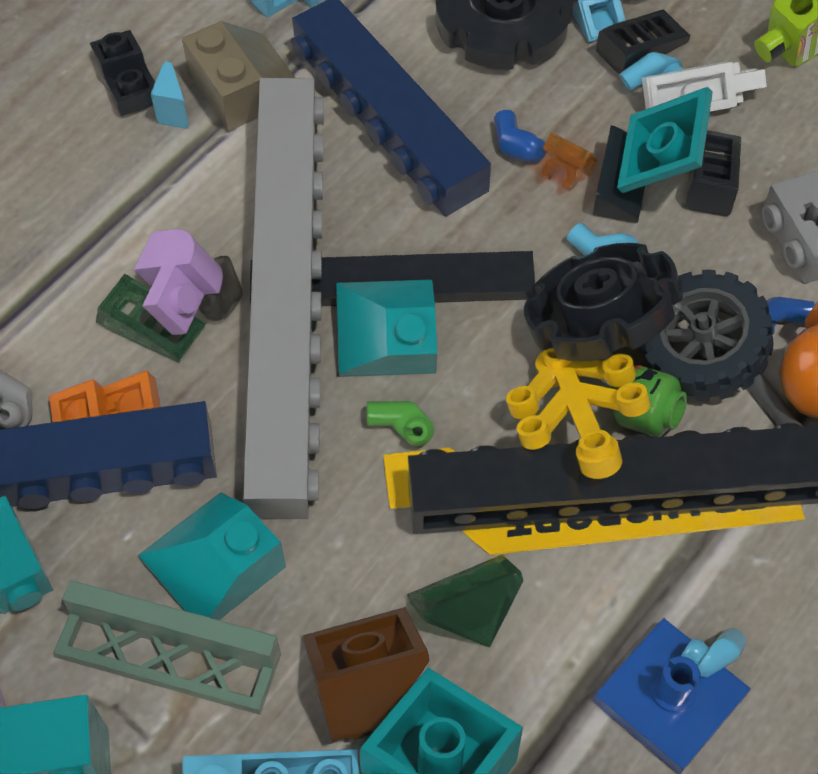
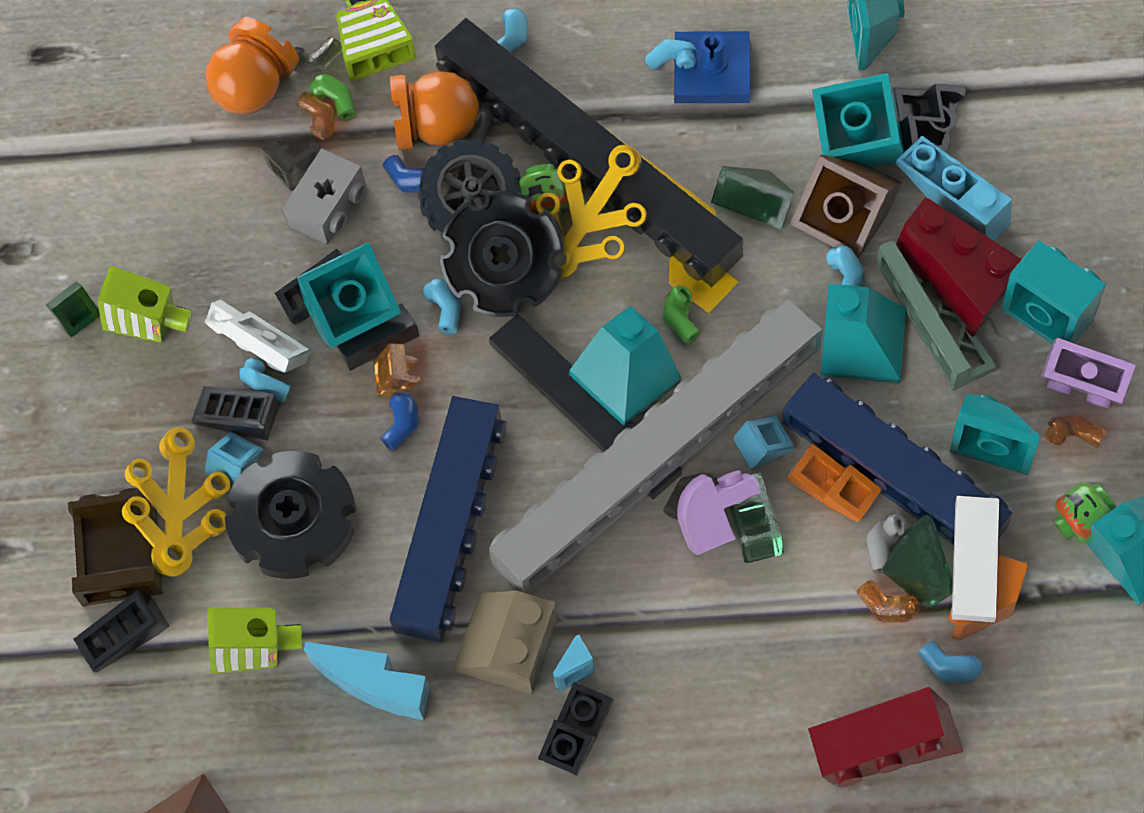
camera: 125 degrees left, 5 degrees up
(177, 703) = (957, 261): none -> dark red wedge
(210, 385) = (763, 441): none -> medium azure slope
(295, 613) = (847, 262): none -> medium azure arm

